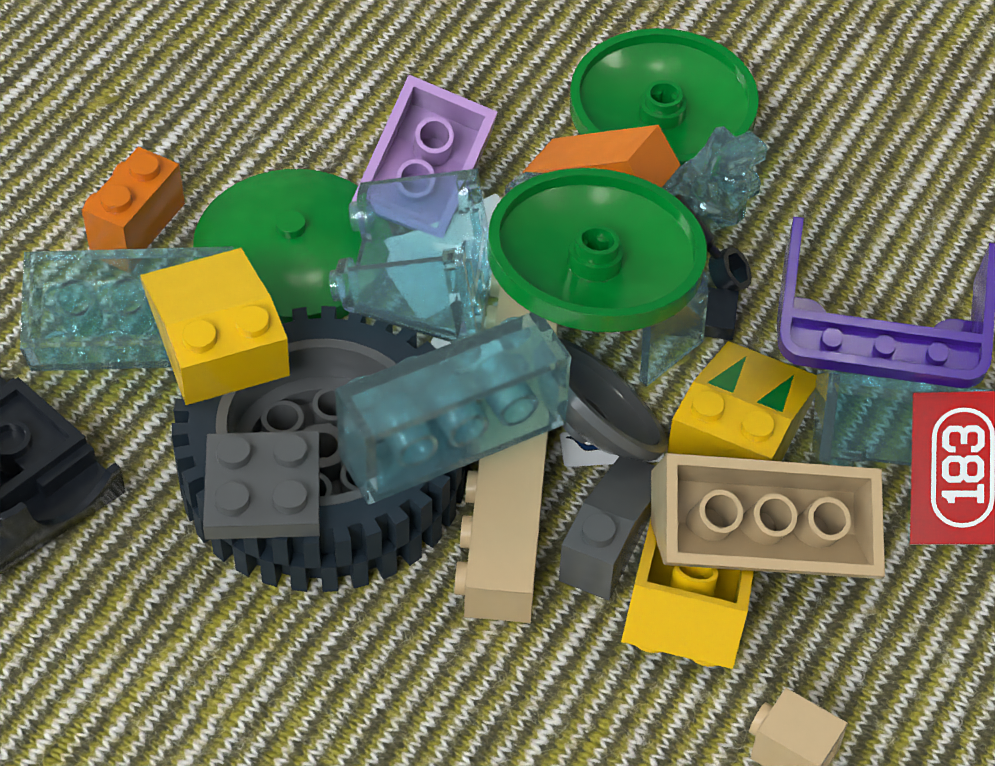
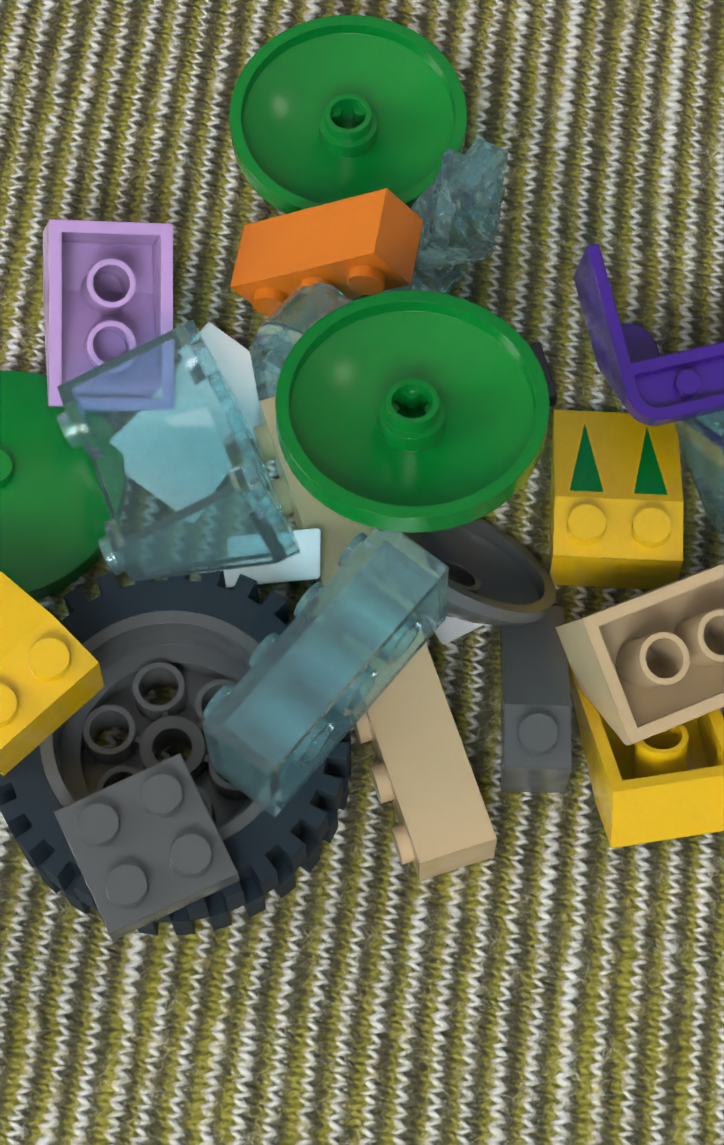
camera: 20 degrees left, 15 degrees up
(724, 261) = (516, 308): black piece -> none

